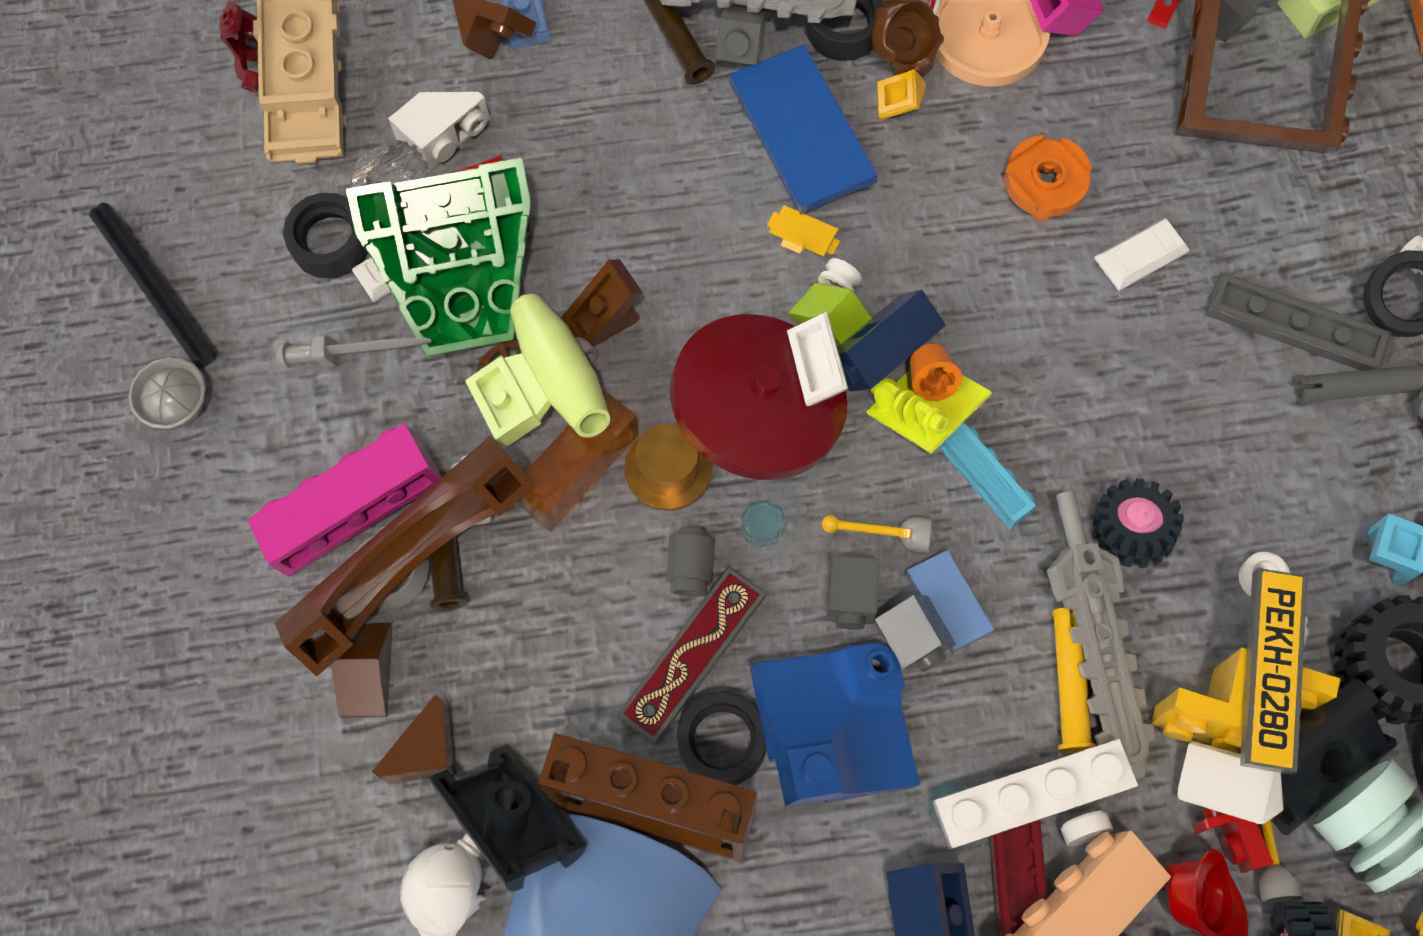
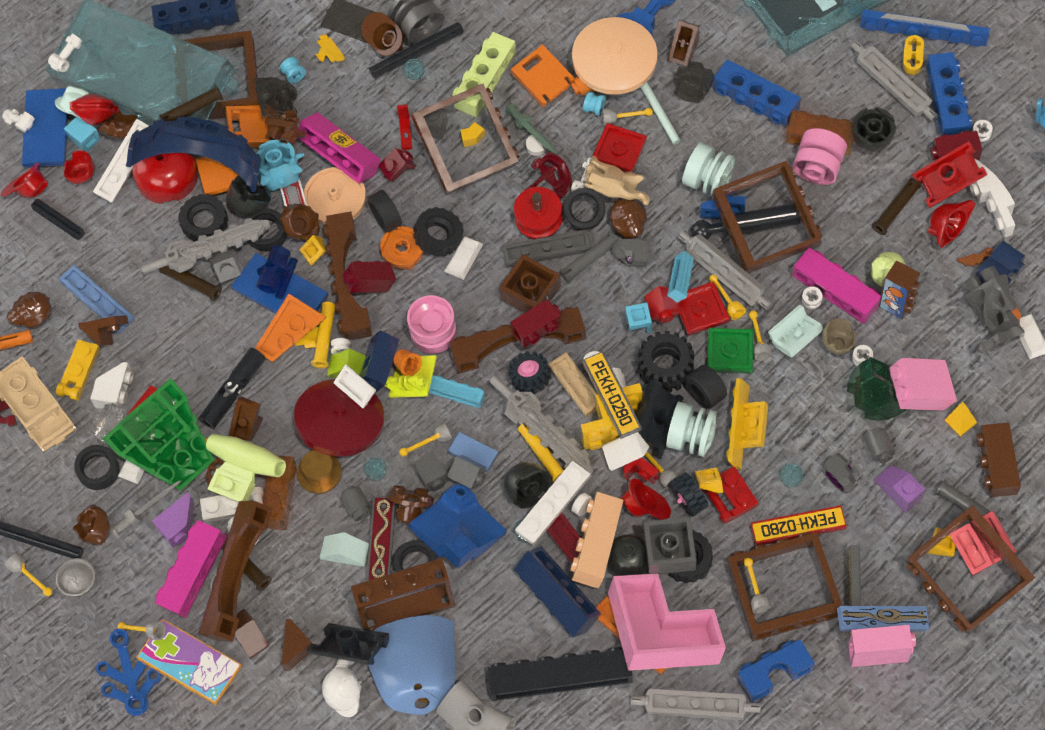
camera: 30 degrees left, 5 degrees down
(100, 313) = (17, 564): none -> hinge
(132, 616) = (128, 677): none -> blue plant
(206, 561) = (149, 629): none -> light grey hinge
(236, 659) = (190, 663): none -> tile
(252, 325) = (92, 525): none -> reddish brown hair
(383, 400) = (176, 520): none -> medium lavender slope
(409, 67) = (78, 370): none -> yellow plate
(462, 423) = (222, 508): none -> white plate
(620, 632) = (344, 549): none -> light aqua slope
(628, 235) = (233, 385): none -> black piece
(774, 194) = (288, 327): none -> orange wing
(782, 622) = (409, 502): none -> reddish brown plate
(815, 91) = (276, 271): none -> clear blue pin
(825, 243) = (324, 336): none -> yellow pin
(961, 94) = (341, 233): none -> reddish brown arch
(962, 189) = (369, 276): none -> dark red brick
(1006, 721) = (525, 483): none -> pearl dark grey cylinder
(1018, 332) = (431, 324): none -> bright pink wheel
(1057, 96) = (384, 211): none -> black tyre
(1124, 35) = (396, 163): none -> dark red bracket
(1146, 164) = (444, 218): none -> black tyre
(1207, 444) = (536, 323): none -> dark red brick
(1207, 595) = (574, 383): none -> tan plate
(1231, 371) = (529, 284): none -> reddish brown brick
(1249, 477) = (471, 350): none -> reddish brown arch
(1282, 61) = (472, 135): none -> yellow piece
(1322, 252) = (538, 212): none -> red wheel
(1383, 232) = (564, 182): none -> dark red helmet
(1384, 139) = (534, 147): none -> white tile
(1386, 89) = (524, 121): none -> sand green sword

